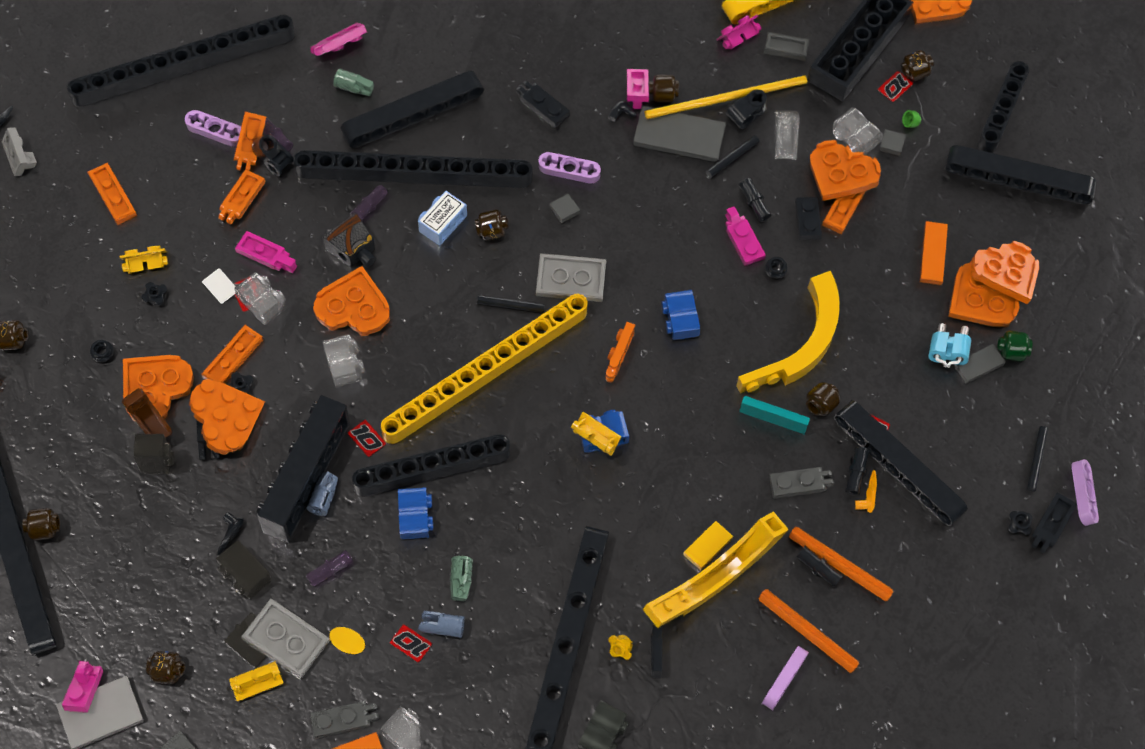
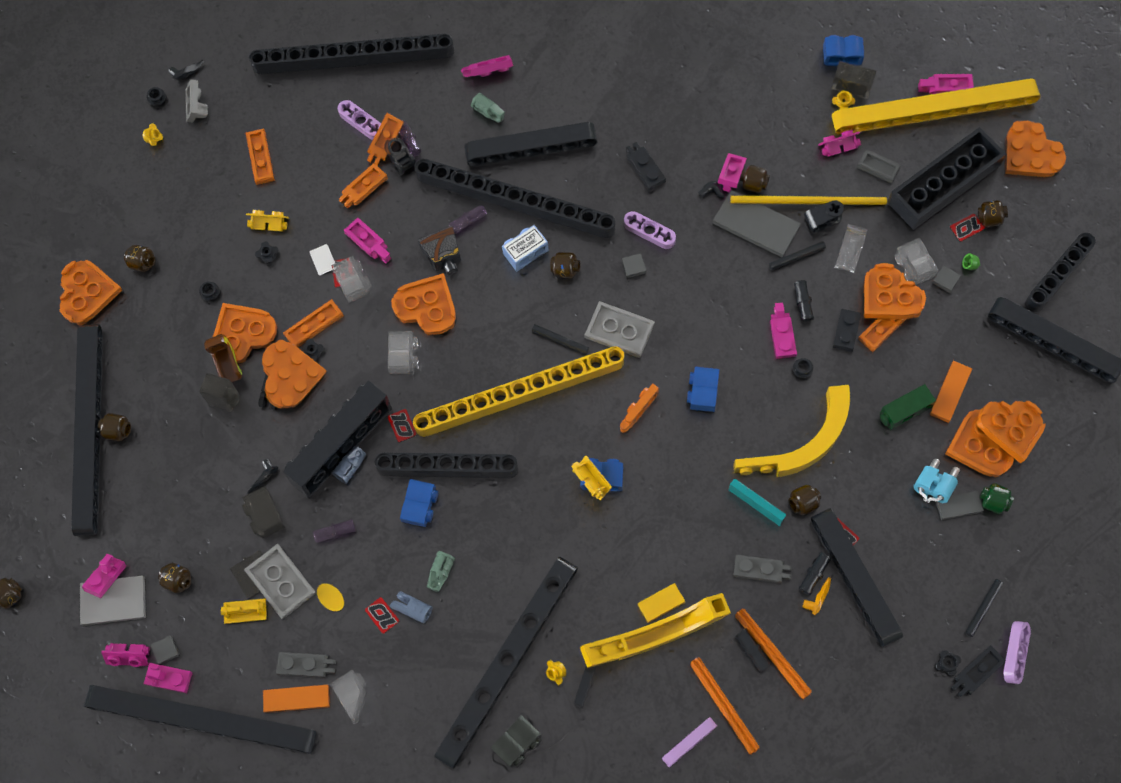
camera: 25 degrees right, 5 degrees up
(896, 279) = (907, 407): none -> dark green brick

